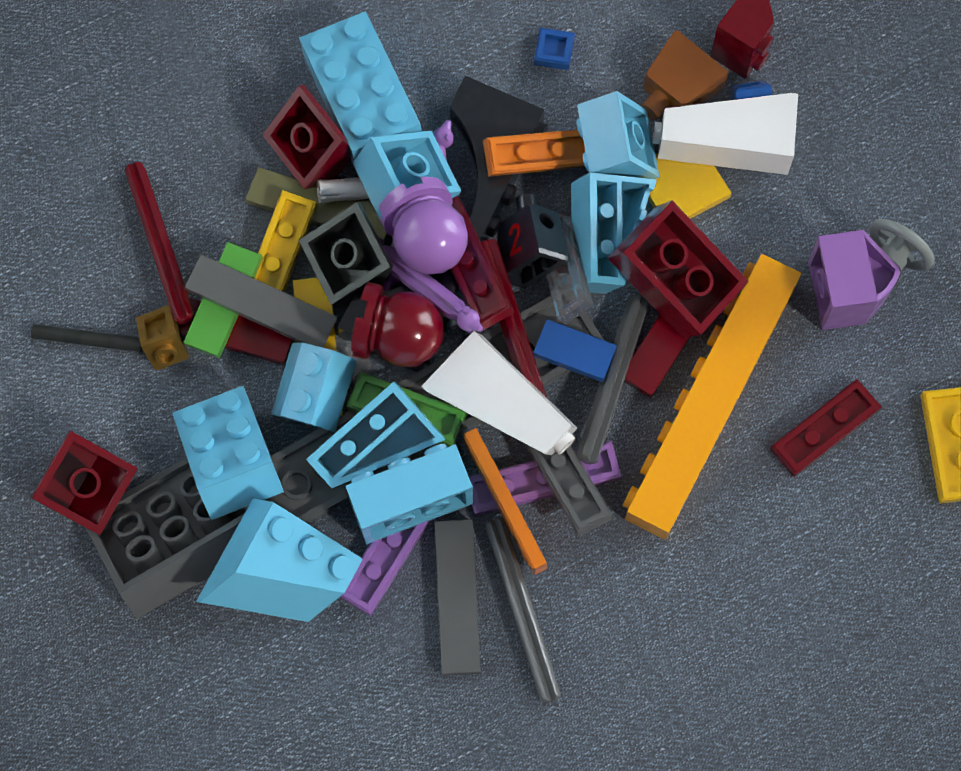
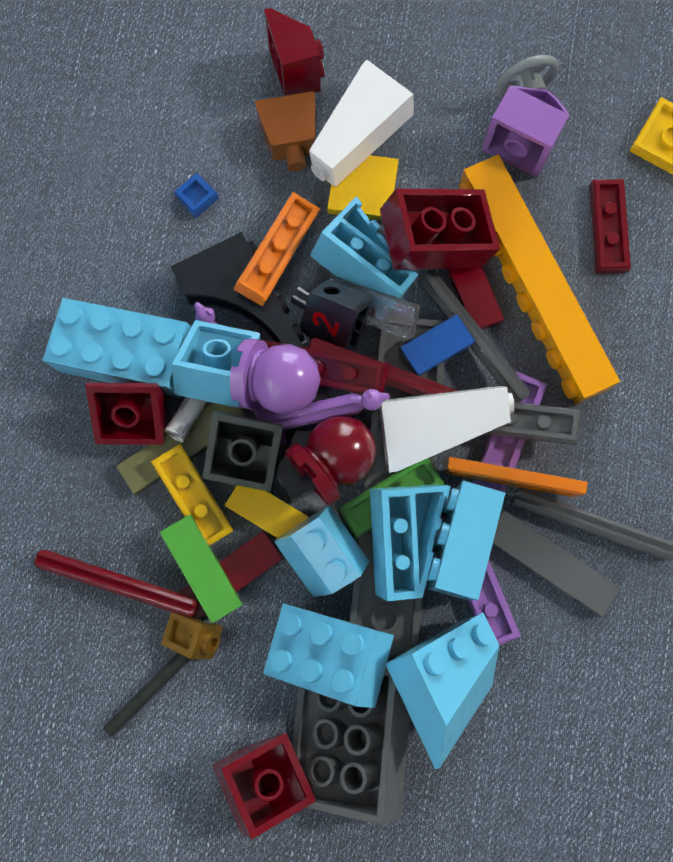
camera: 55 degrees left, 5 degrees up
(259, 302) = (227, 543): dark grey tile -> none
(617, 137) = (304, 199): medium azure slope -> none
(750, 90) = (336, 91): blue tile -> none

